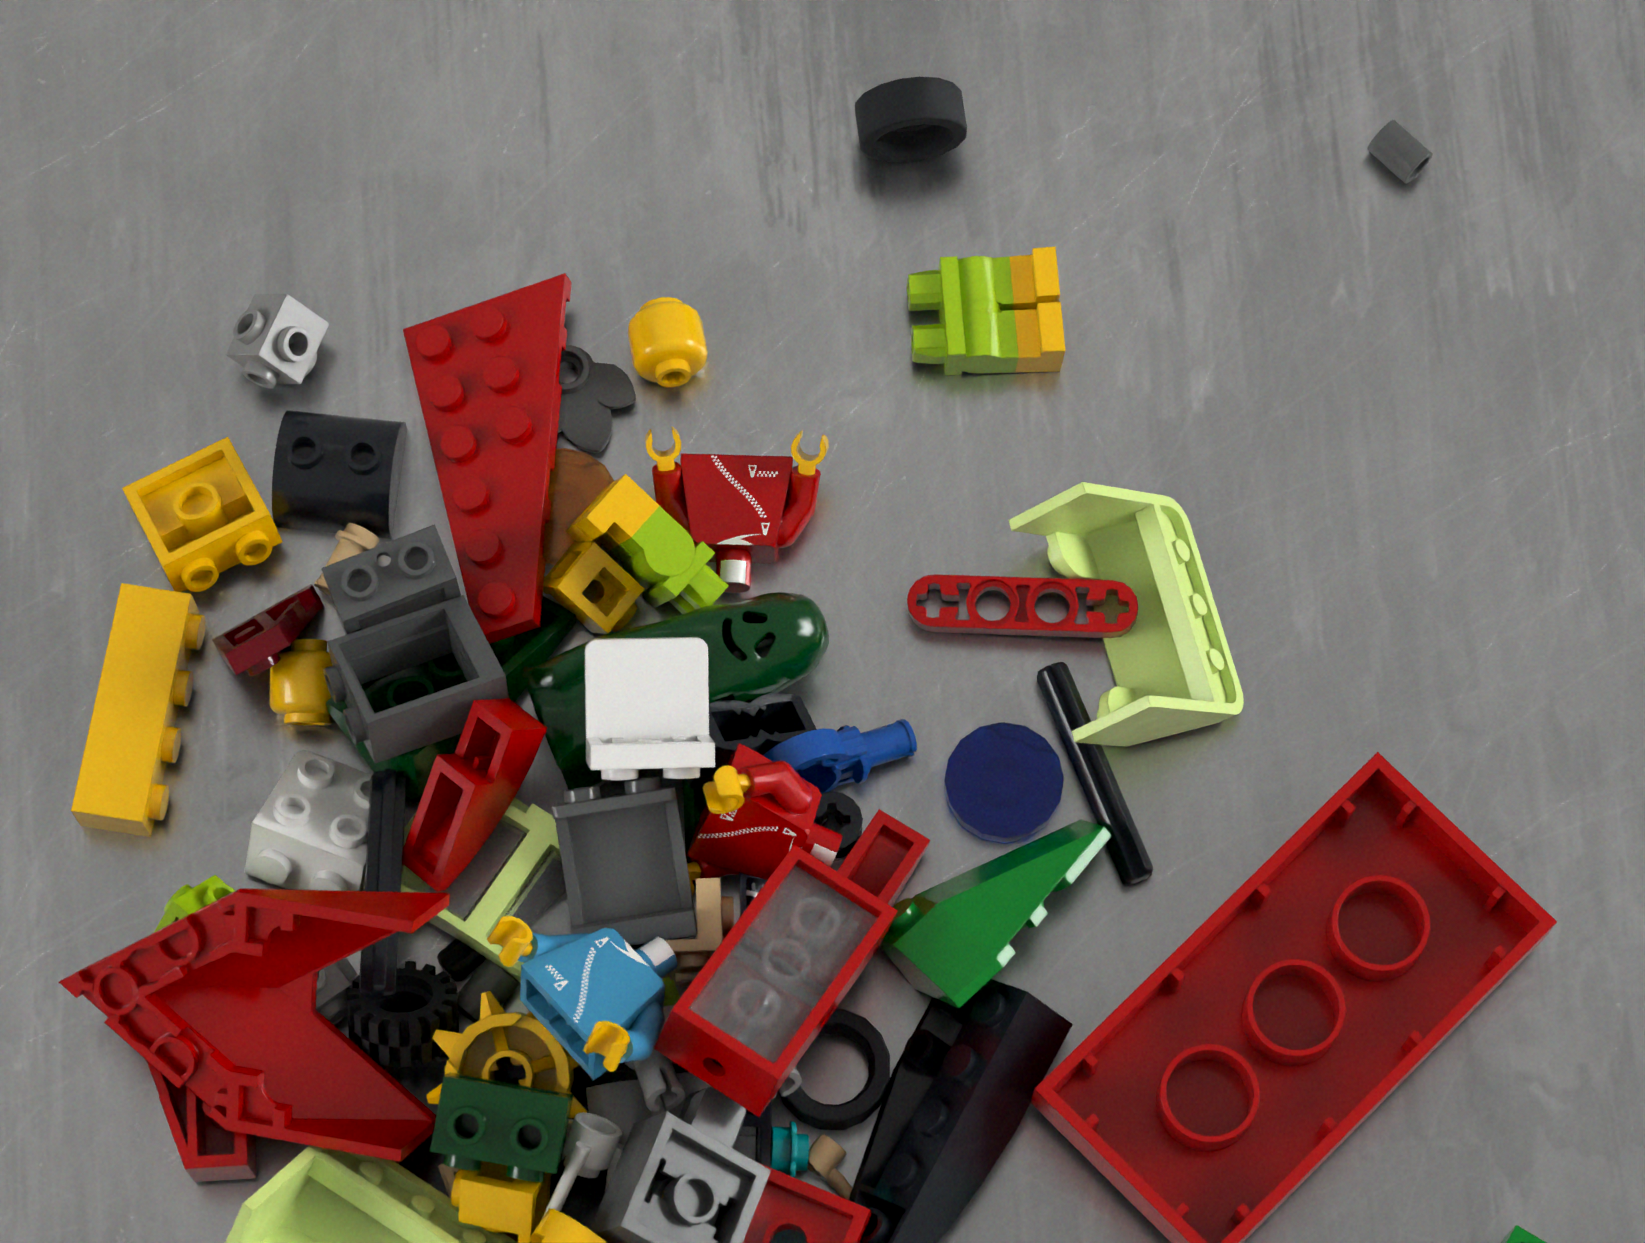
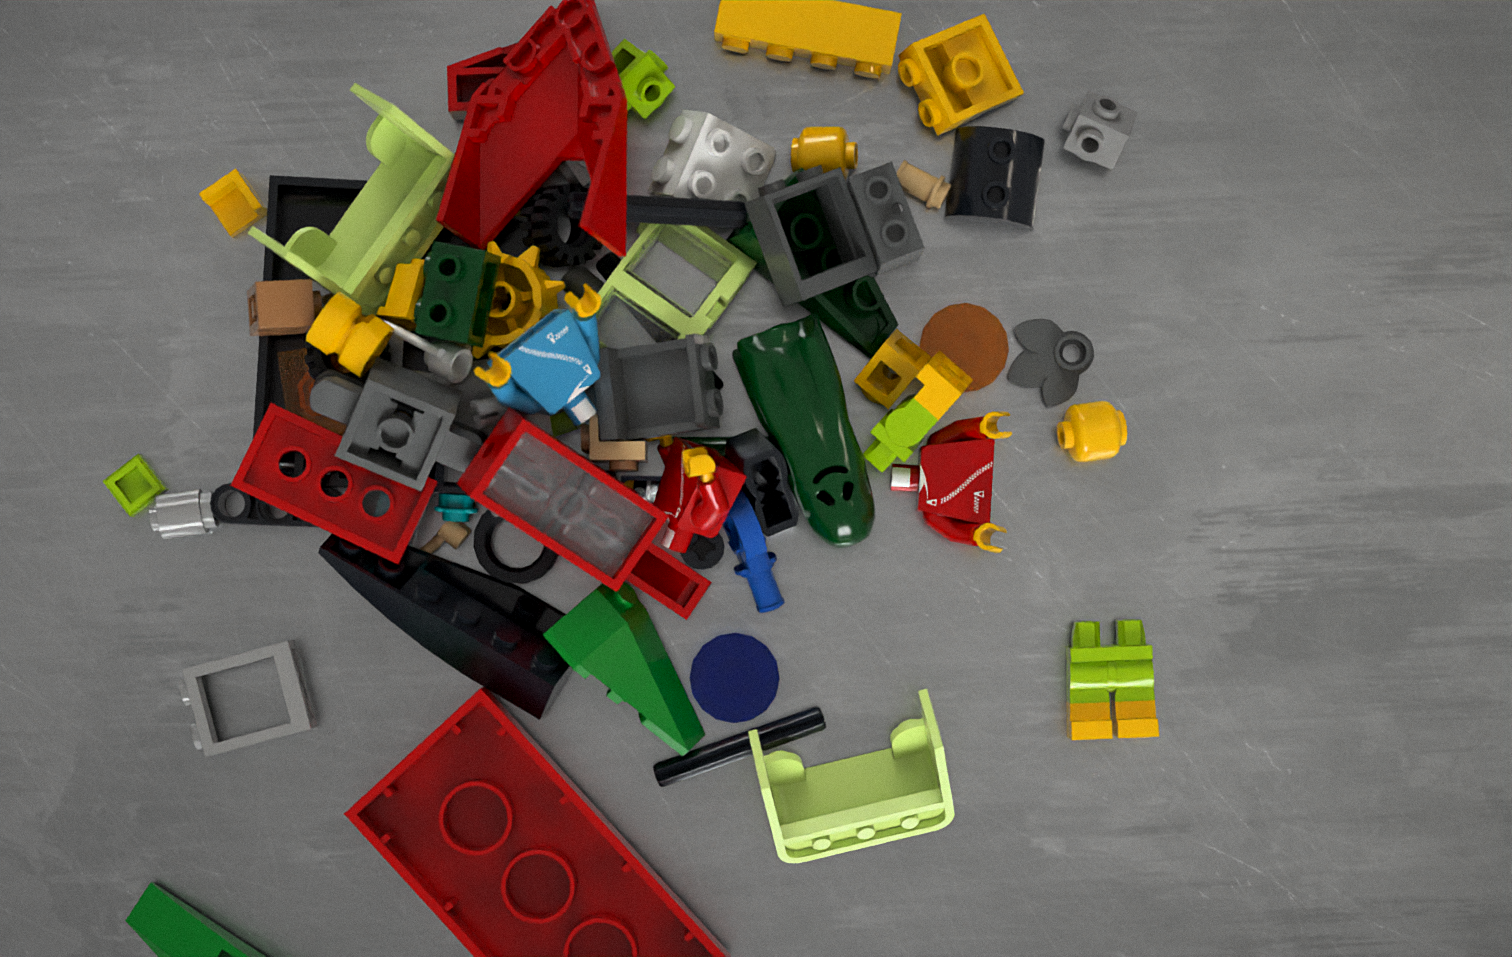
camera: 90 degrees right, 15 degrees up
(258, 640) = (860, 123): dark red wing -> none
(471, 790) = (722, 275): red slope -> none
(493, 431) = (1023, 295): red wing -> none
(647, 707) = (769, 407): white bracket -> none
(910, 119) = (1271, 627): black tyre -> none
(1022, 594) = (865, 697): red beam -> none

